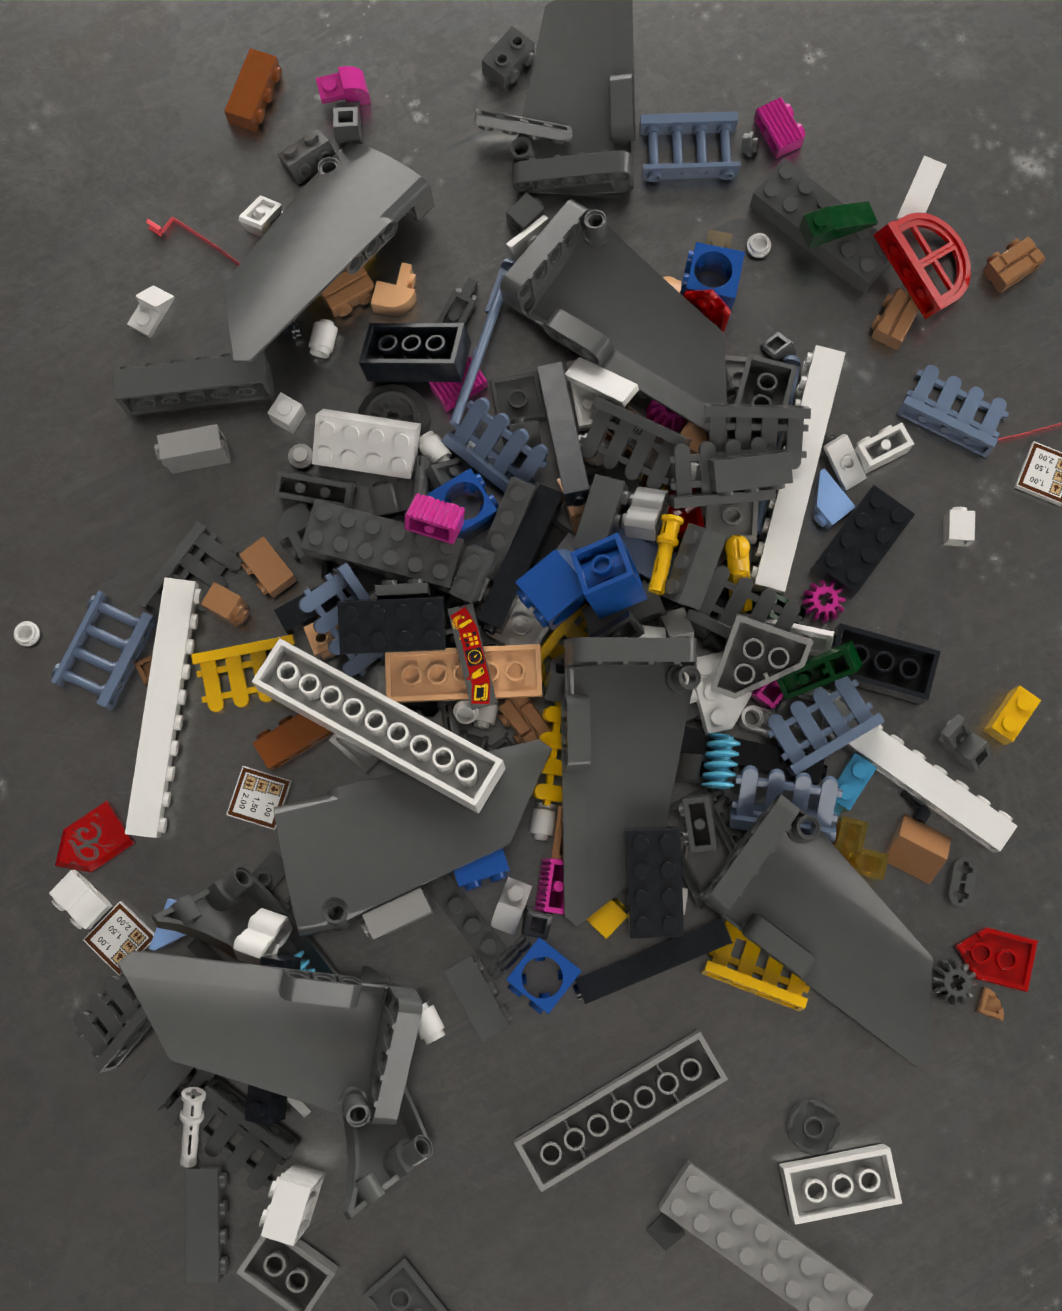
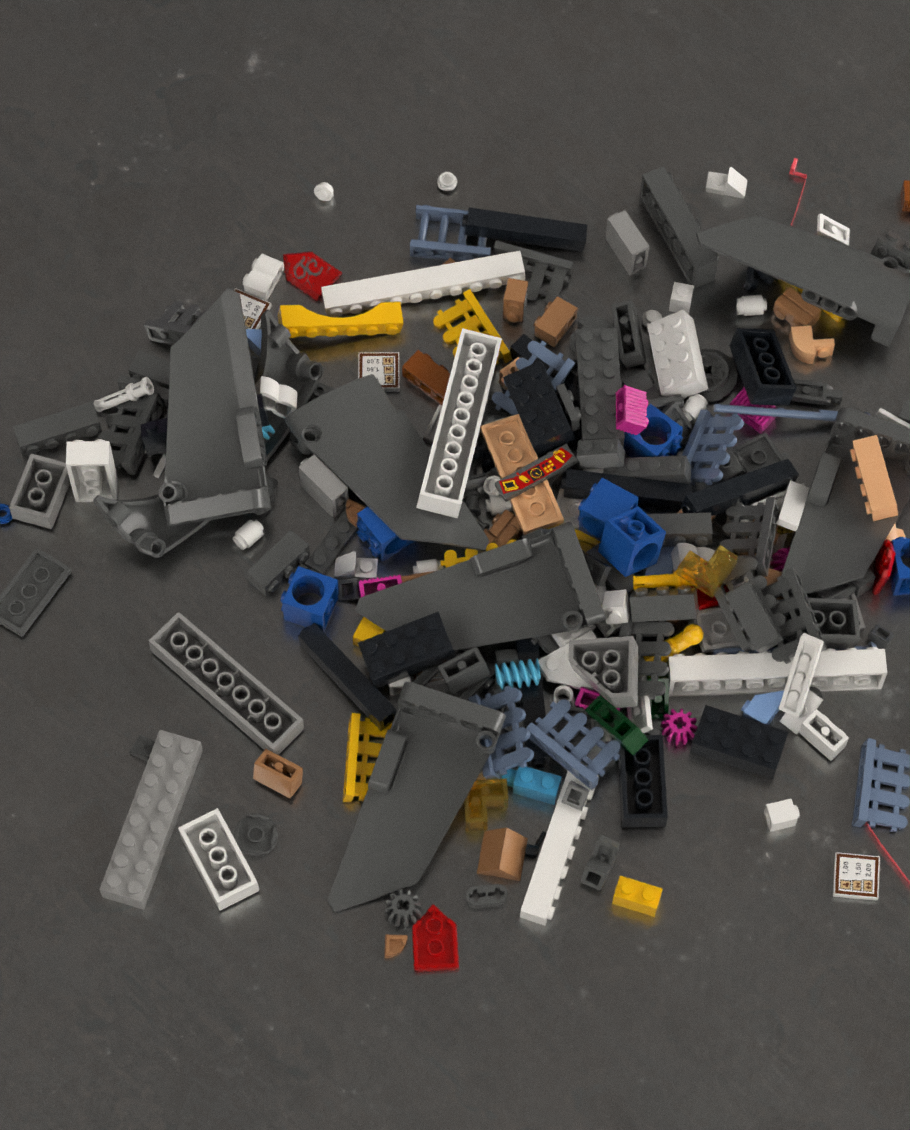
camera: 70 degrees right, 15 degrees down
(131, 563) = (525, 229): none -> black brick
(165, 877) = (382, 319): none -> yellow arch
(442, 887) = (352, 509): none -> medium nougat tile
(602, 279) = (875, 478): none -> light nougat brick
(677, 621) = (616, 606): none -> white brick
(686, 498) = (710, 574): none -> clear yellow brick
(751, 1079) = (278, 773): none -> medium nougat brick
(828, 444) = (801, 675): none -> white plate
(883, 744) = (575, 795): none -> dark grey slope

